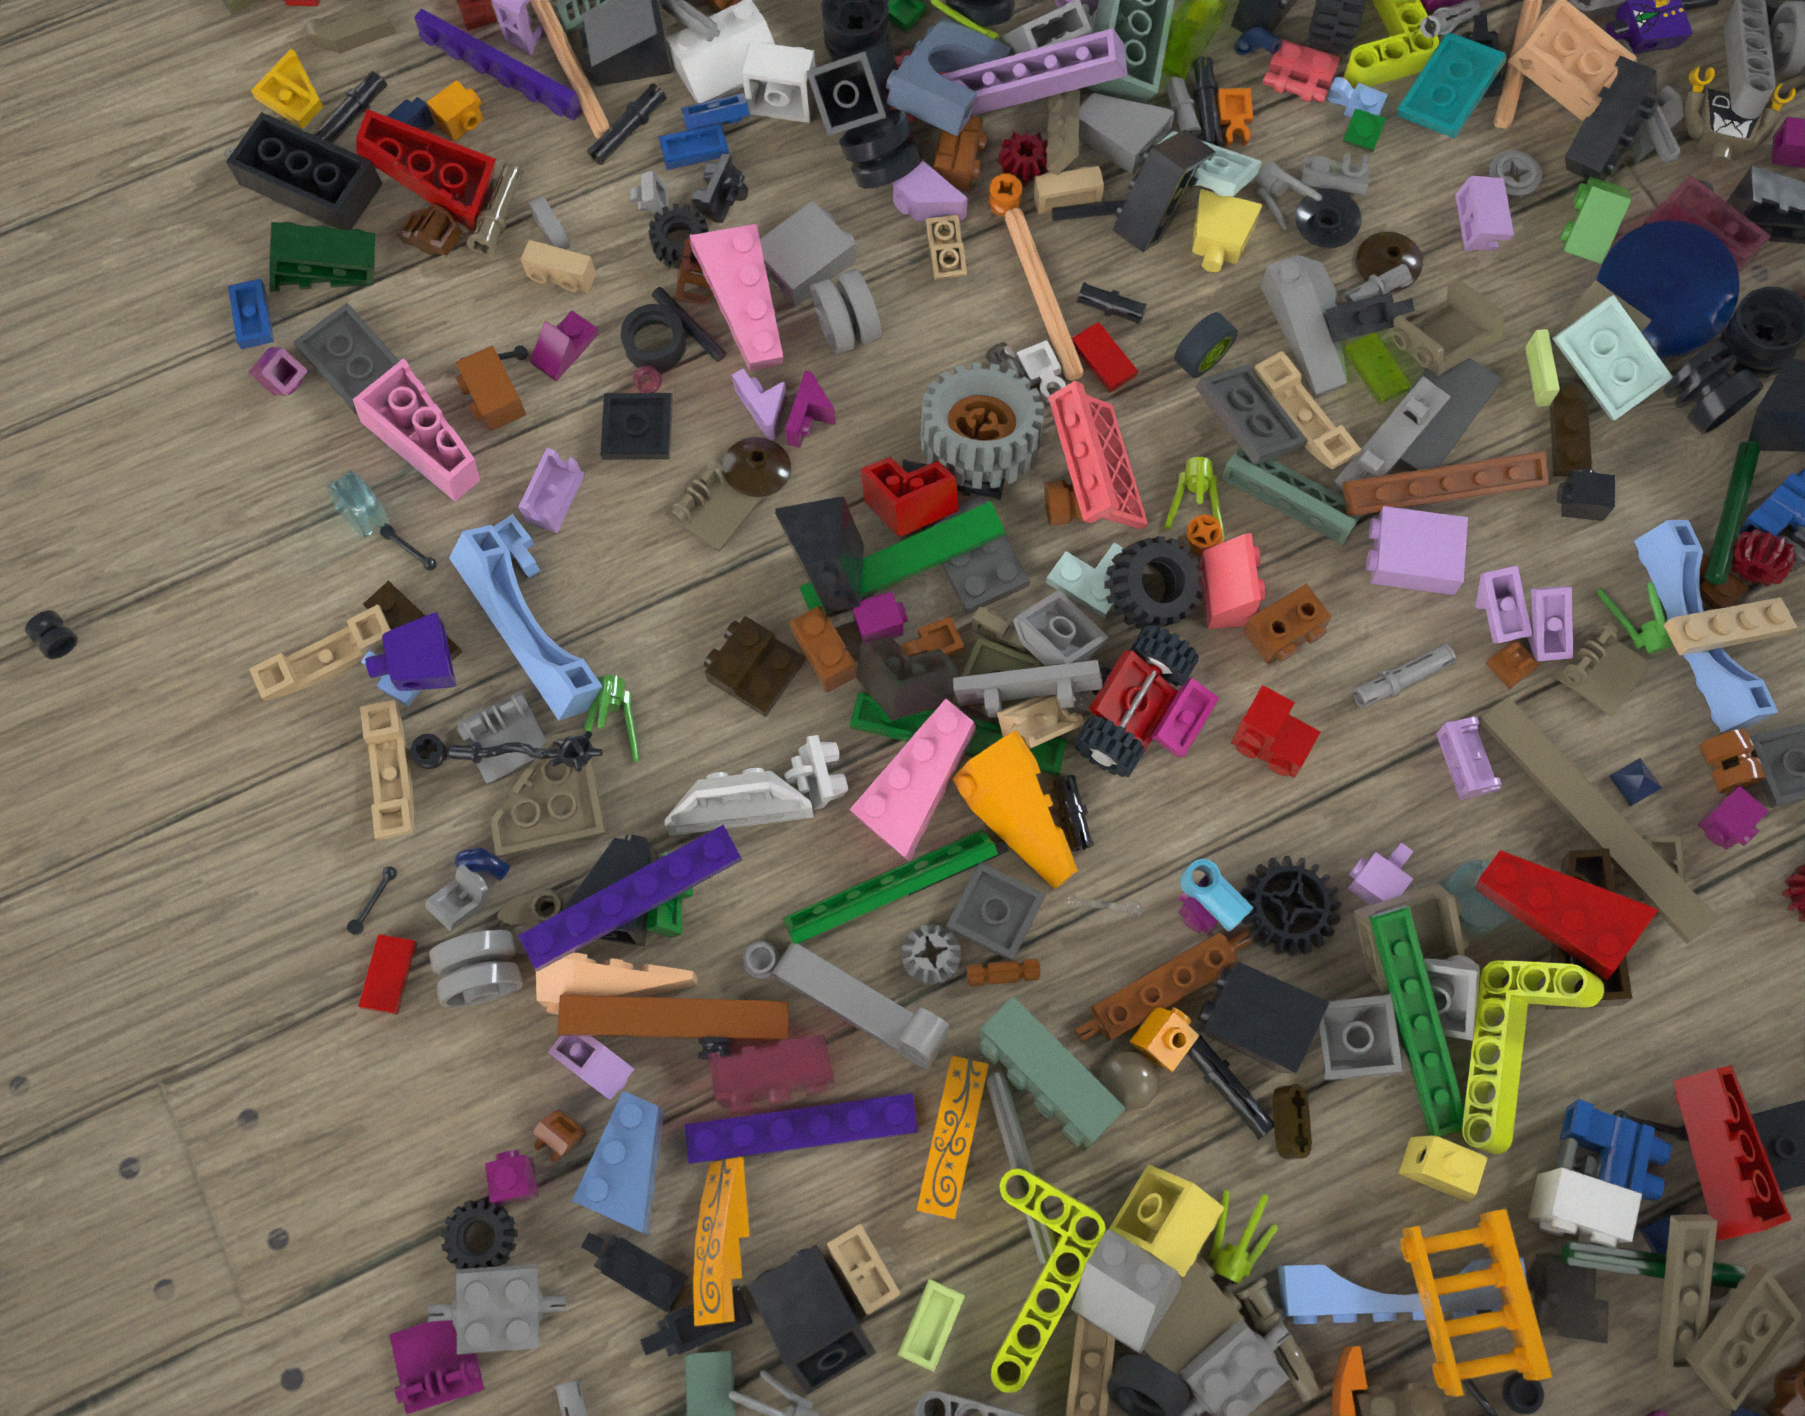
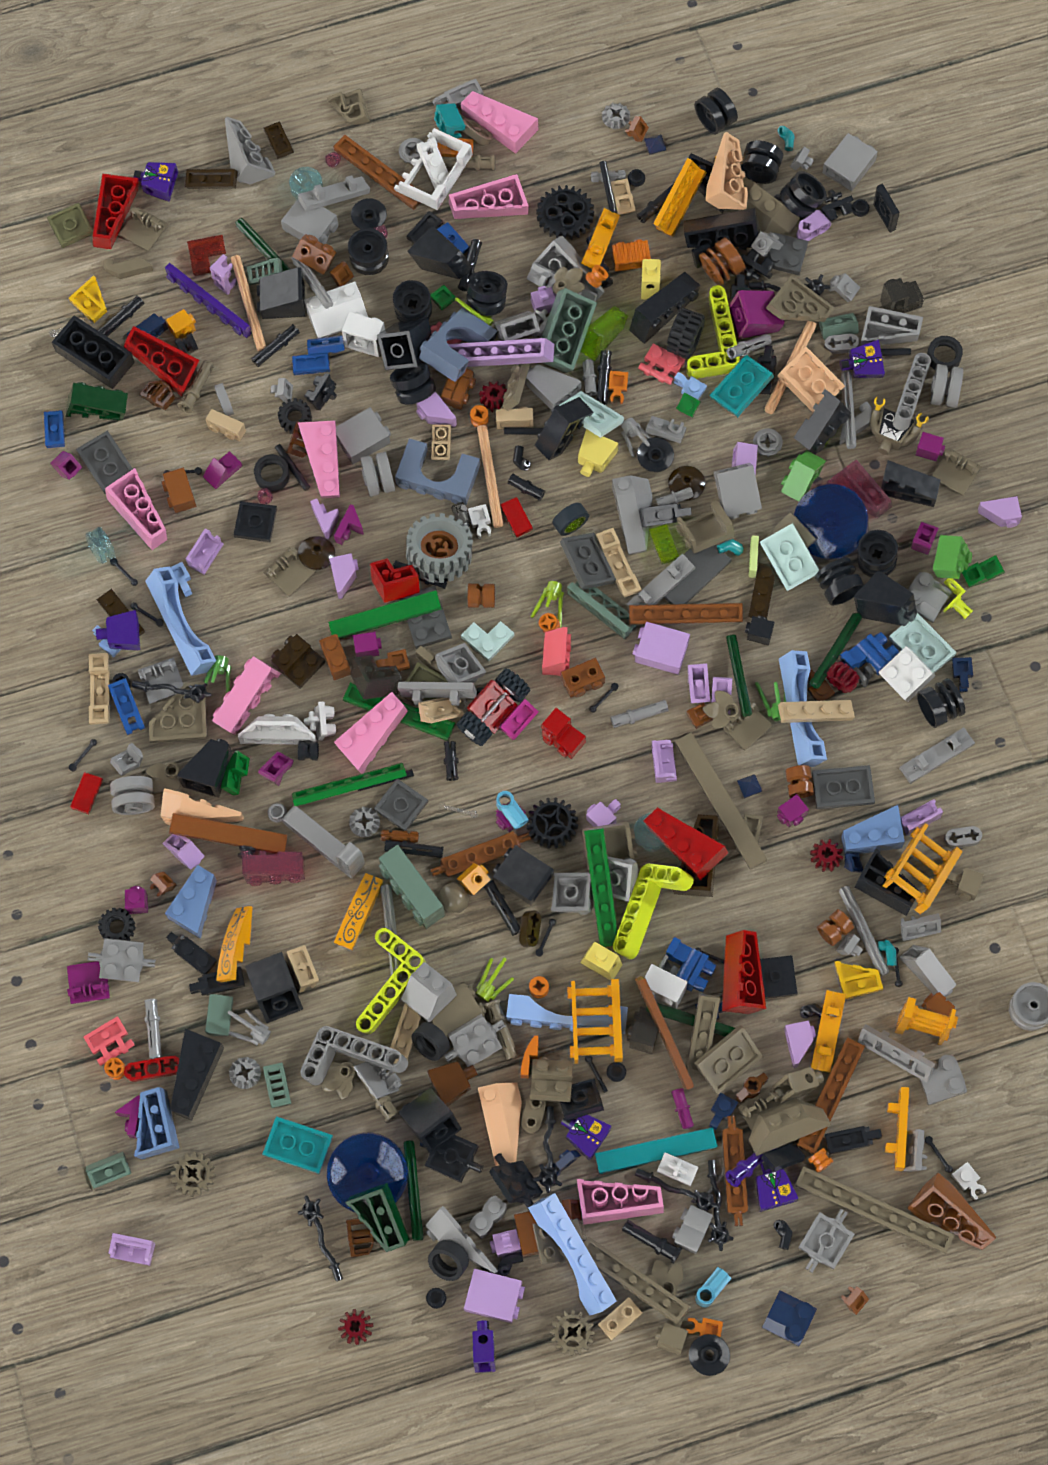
camera: 10 degrees right, 0 degrees up
(323, 659) = (72, 625): tan slope -> none
(442, 794) = (126, 705): none -> blue plate
(475, 136) = (189, 341): none -> black wheel
(481, 860) = (142, 742): clear blue arm -> none
(485, 629) = (159, 622): none -> black hinge
(629, 898) = (214, 769): dark purple plate -> none
(664, 743) = (244, 695): none -> bright pink wedge
(745, 878) = (275, 768): none -> magenta slope
(793, 835) = (308, 750): none -> black wheel
(800, 1128) = (284, 898): dark purple plate -> none
(811, 481) = (344, 572): none -> lavender slope
(826, 549) = (344, 605): black slope -> none
(931, 1325) = (332, 1000): yellowish green tile -> none
(984, 323) = (455, 488): none -> sand blue arch
(1007, 796) = (416, 748): light orange wedge -> none
(1080, 993) = (436, 850): none -> black pin
(1084, 451) = (490, 575): coral fence -> none
(1087, 259) = (519, 460): none -> black arm
(1167, 1218) = (456, 962): light yellow brick -> none
(1179, 578) = (530, 646): black tyre -> none
(1255, 39) = (639, 342): dark blue arm -> none
(1316, 1164) = (539, 952): none -> black hinge
(1326, 1241) = (539, 992): none -> orange wheel
(1344, 634) = (614, 687): none -> black hinge
(1493, 253) = (738, 490): none -> light grey brick
(1500, 354) = (731, 545): none -> teal arm
(1558, 647) = (719, 710): none -> dark tan plate
(1571, 576) = (739, 675): none -> dark green axle
(1621, 1311) = (664, 1032): none -> dark orange tile

